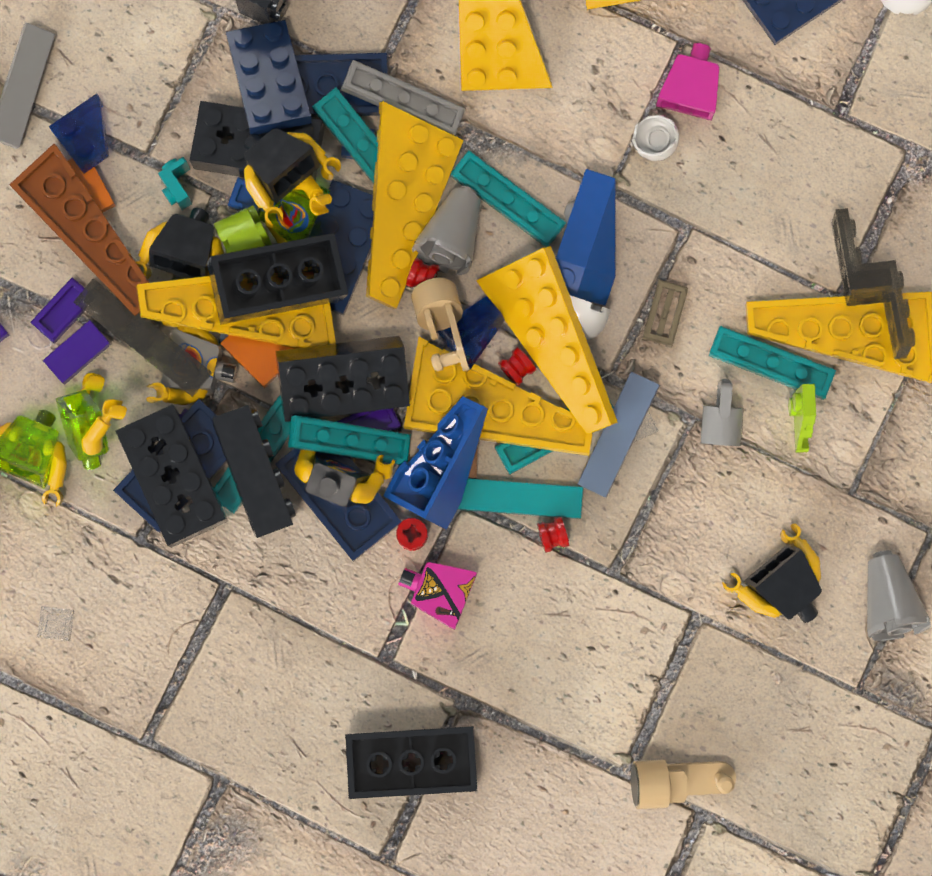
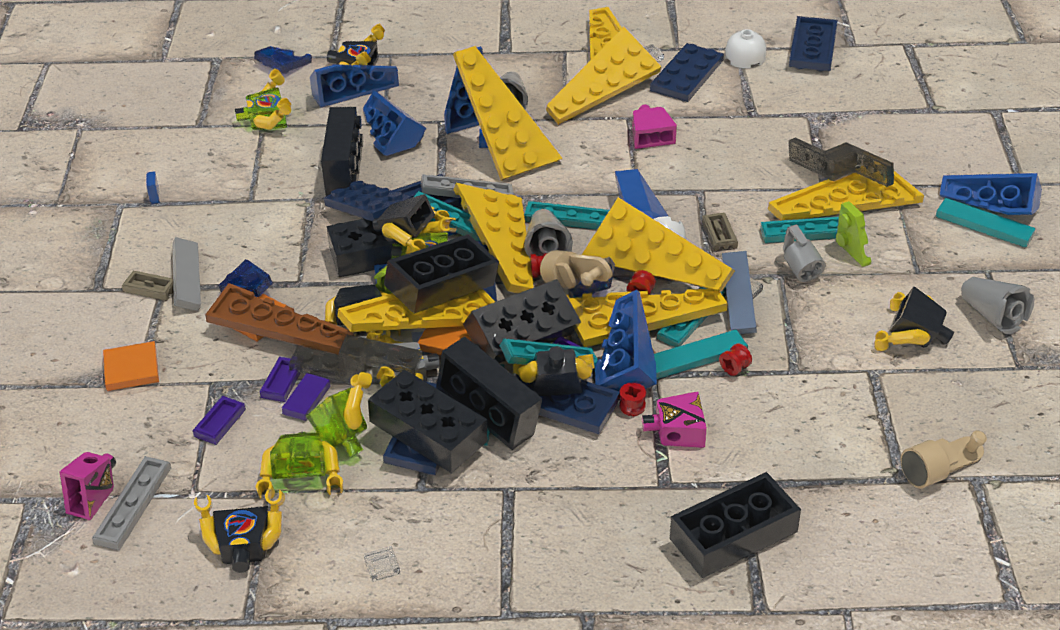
camera: 25 degrees left, 40 degrees down
(173, 190) = (329, 280): teal bracket -> none
(655, 138) = (648, 154): white hair -> none

